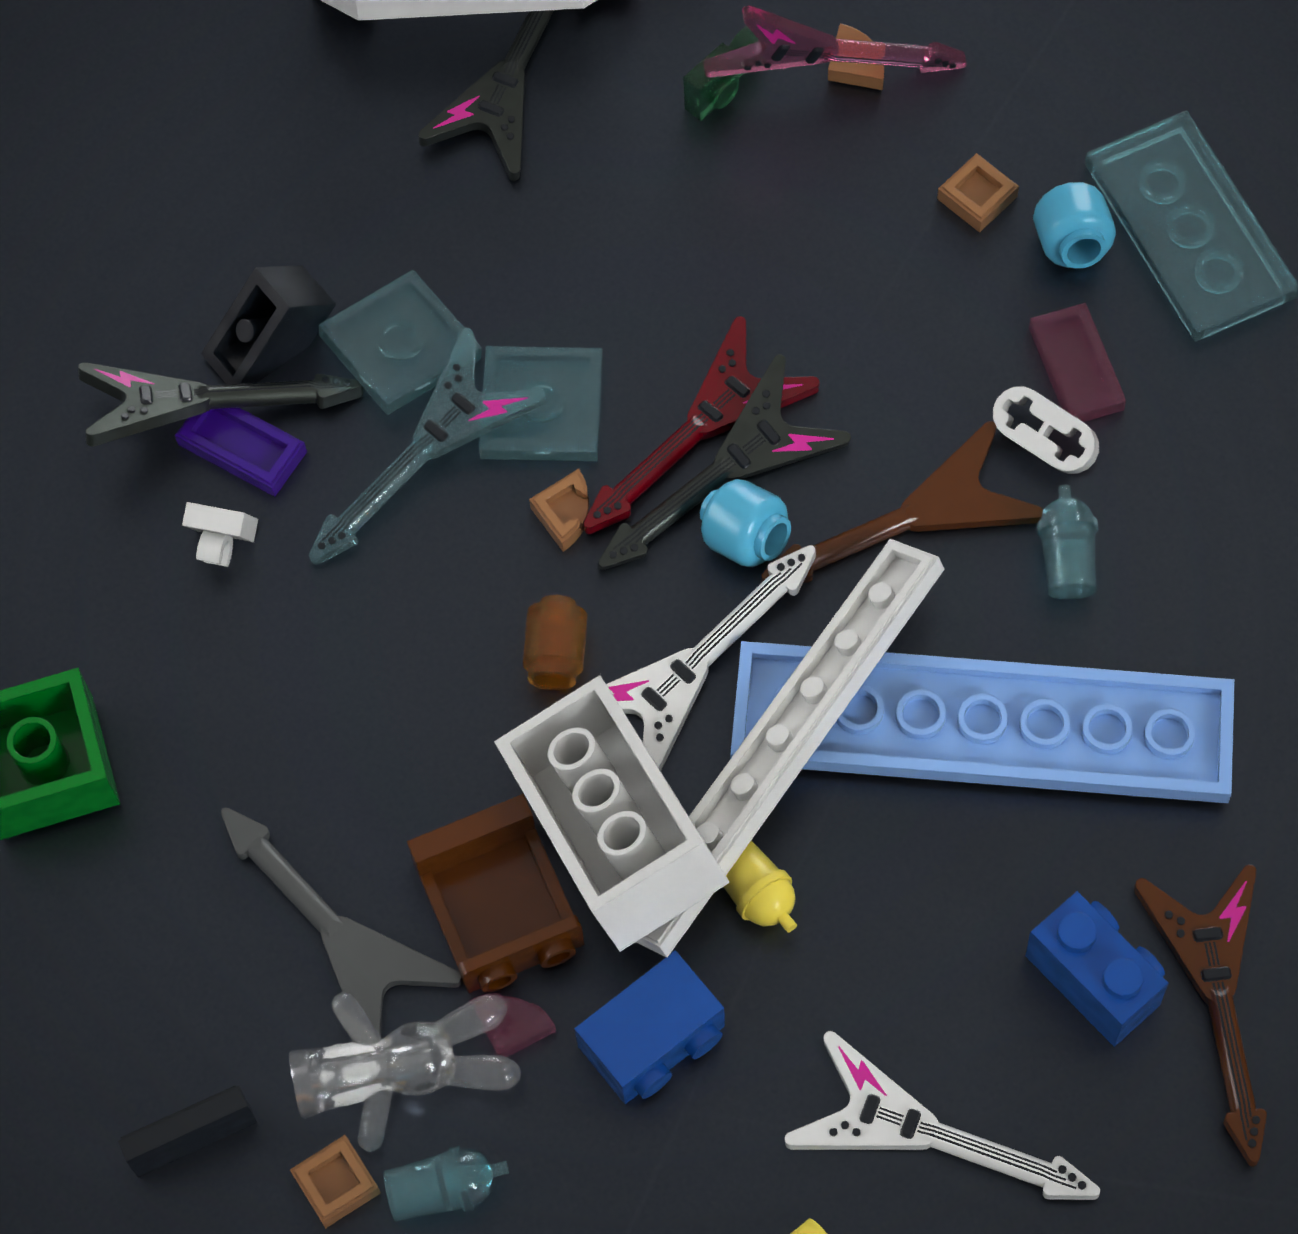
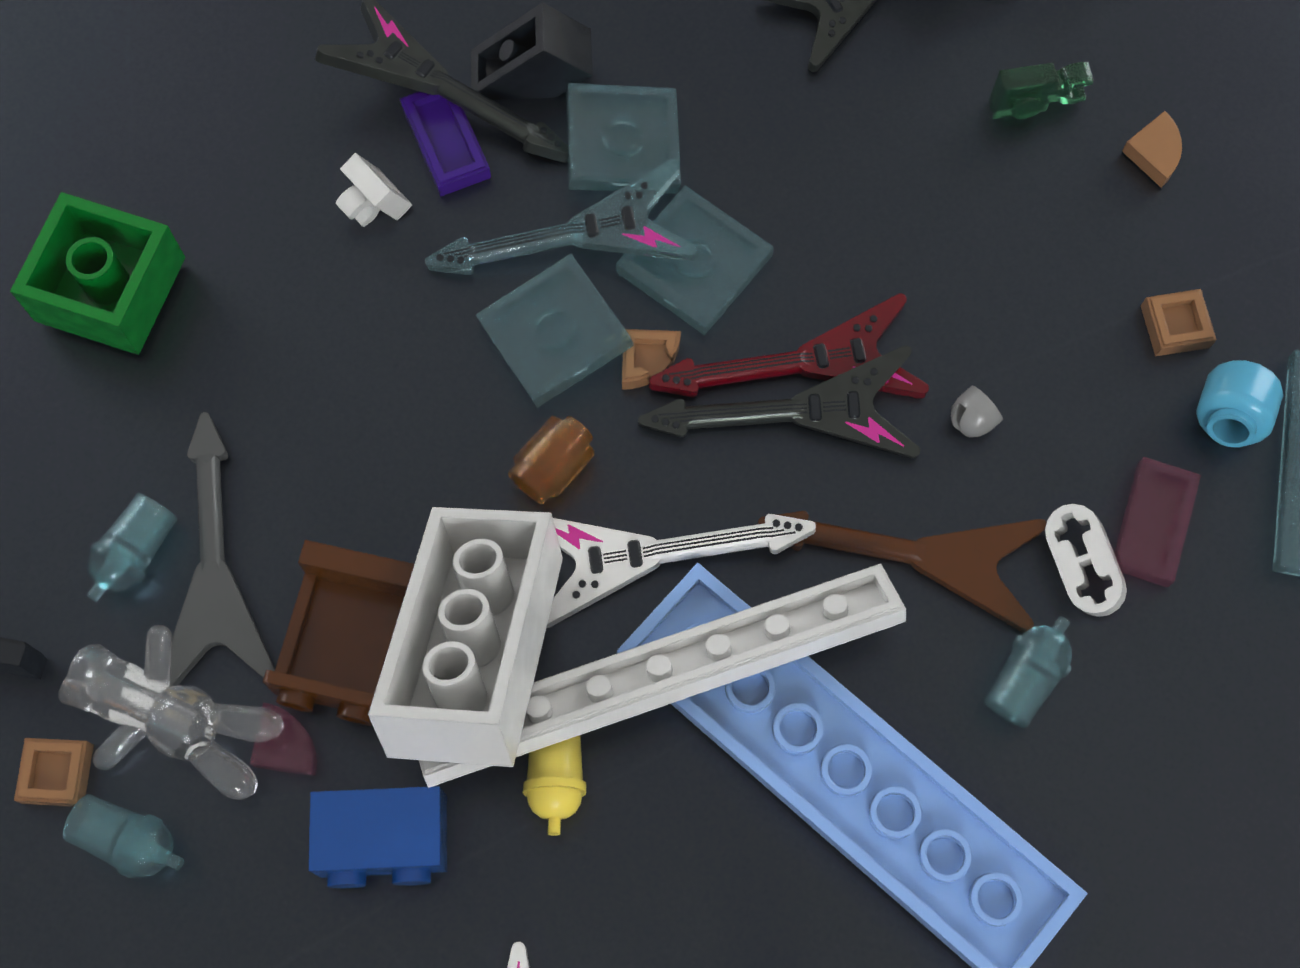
camera: 30 degrees right, 5 degrees up
(250, 958) = (128, 546): none -> clear light blue piece
(471, 539) = (554, 330): none -> clear light blue tile
(745, 523) = (776, 466): medium azure head -> none
(792, 44) = (1108, 99): clear pink piece -> none
(871, 373) = (974, 413): none -> light grey hinge

